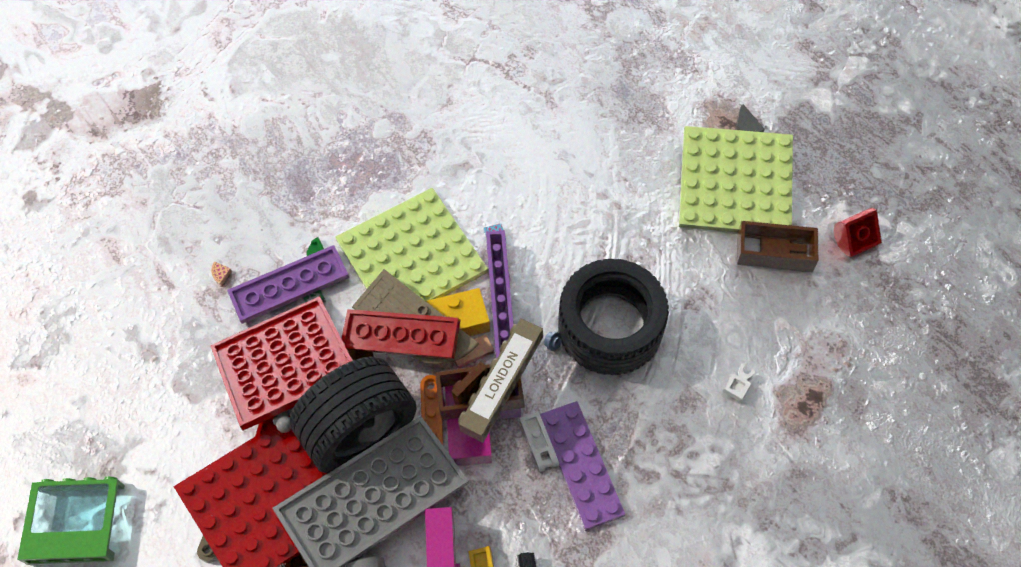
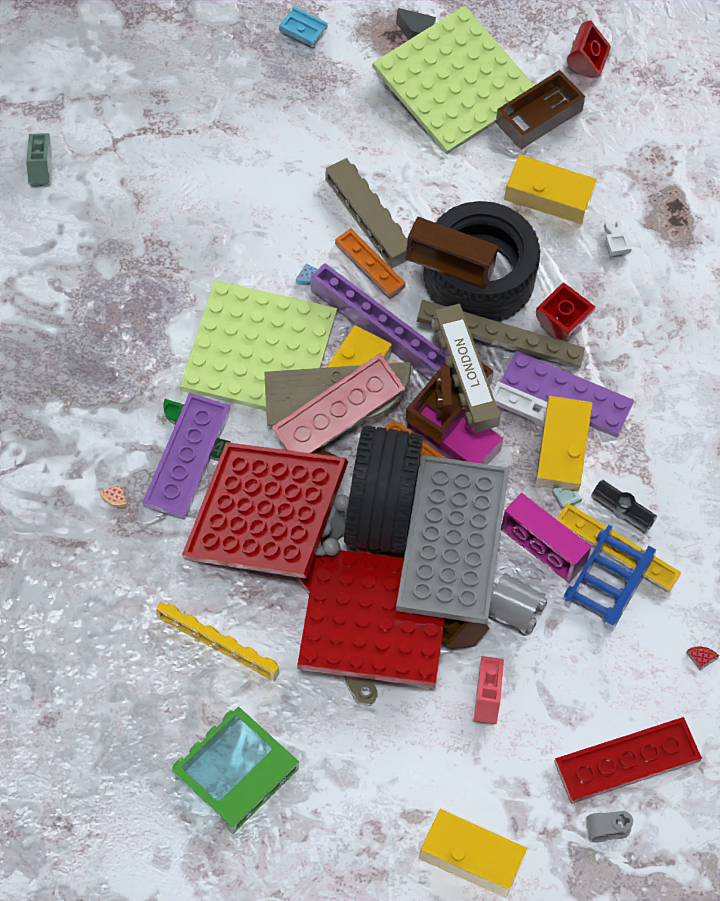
camera: 50 degrees left, 0 degrees up
(164, 429) = (226, 645): none -> yellow plate
(410, 35) = (38, 158): none -> sand green slope
(498, 540) = (566, 496): none -> light aqua tile
(532, 499) = (563, 443): none -> yellow brick
(542, 257) = (370, 263): none -> orange plate
(577, 287) = (451, 252): none -> reddish brown piece
(578, 222) = (368, 211): none -> dark tan brick
(579, 384) = (512, 337): none -> dark tan plate
(638, 401) = (563, 311): none -> red brick
(667, 73) = (303, 26): none -> medium azure plate
(725, 307) = (550, 189): none -> yellow brick

